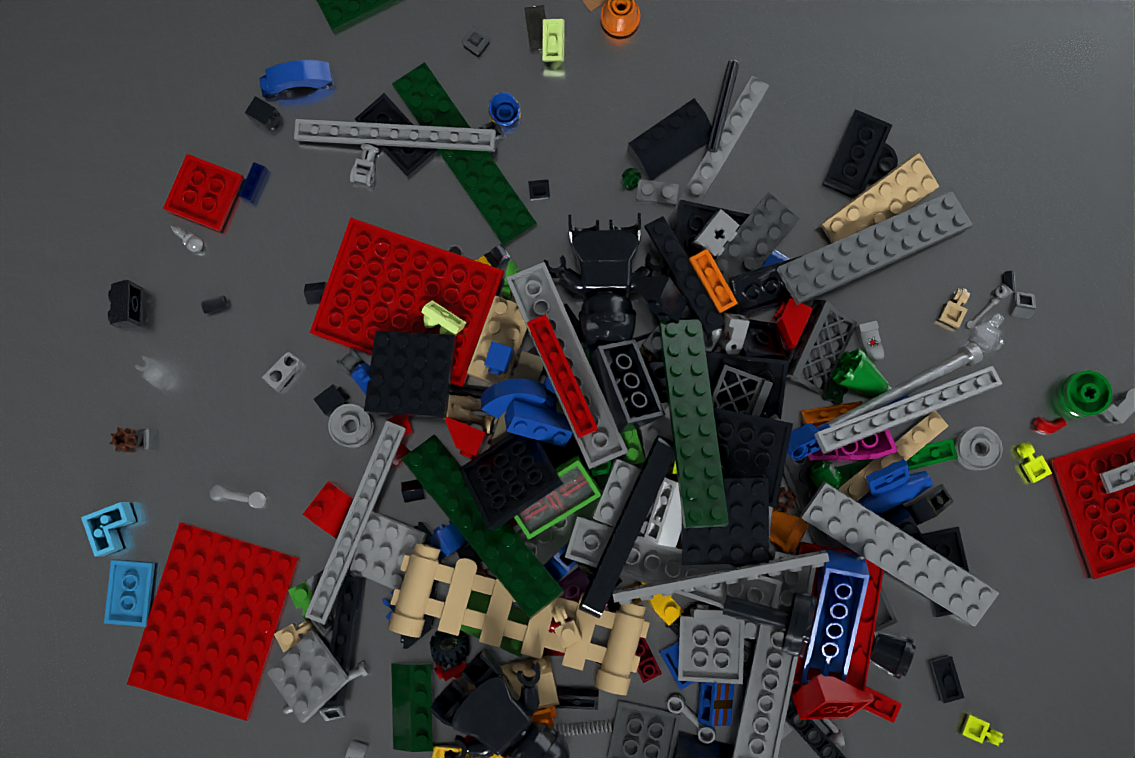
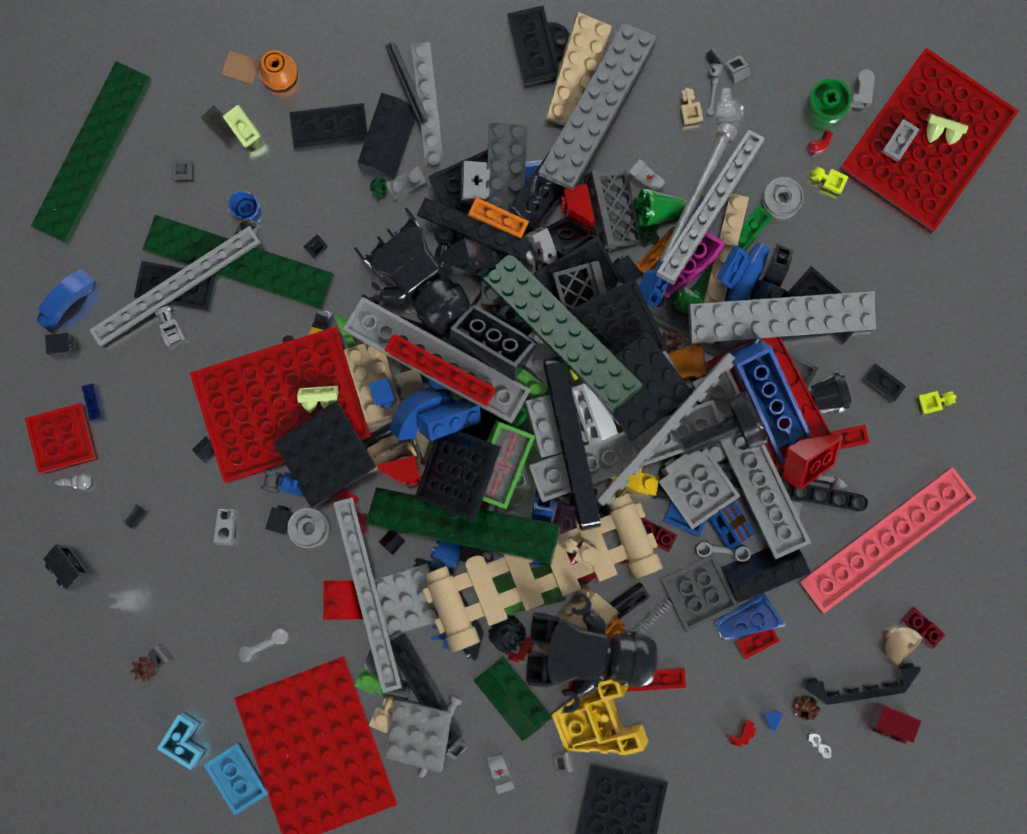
camera: 40 degrees left, 0 degrees up
(628, 94) = (328, 126): none -> black tile
(792, 408) = (626, 268): none -> black brick

